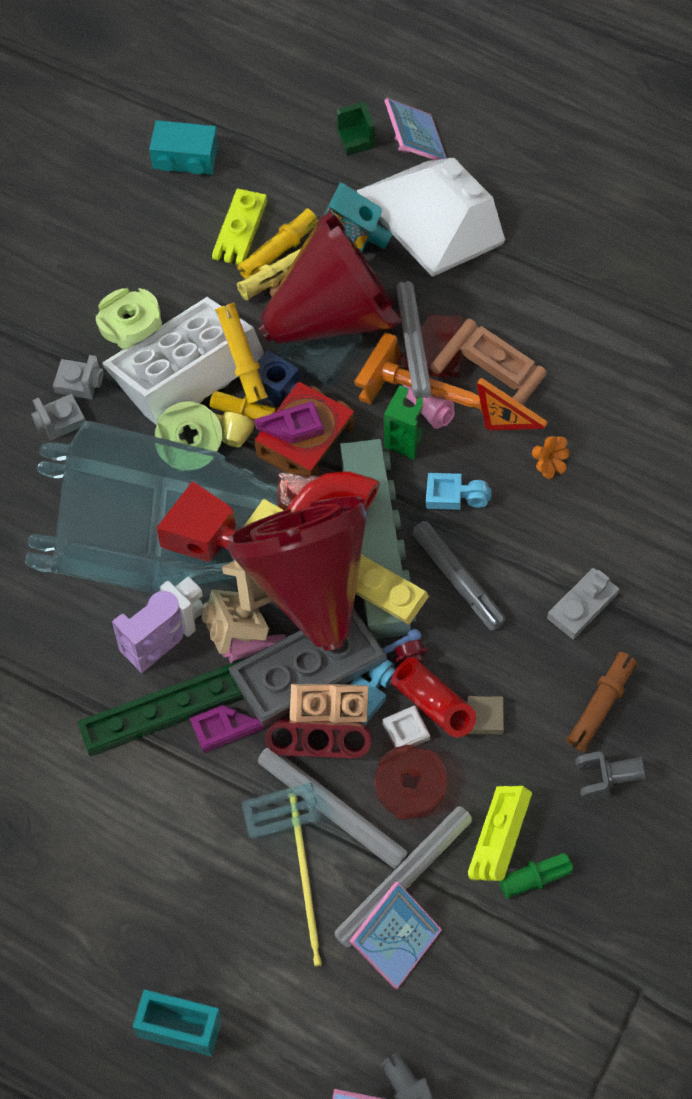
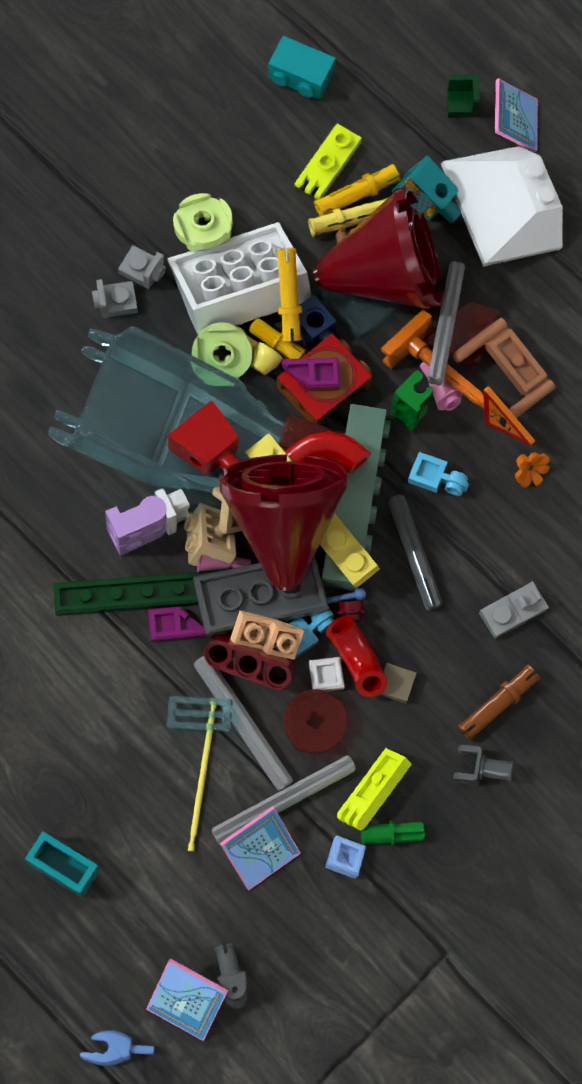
camera: 10 degrees right, 10 degrees up
(493, 917) = (345, 857): none -> light blue tile

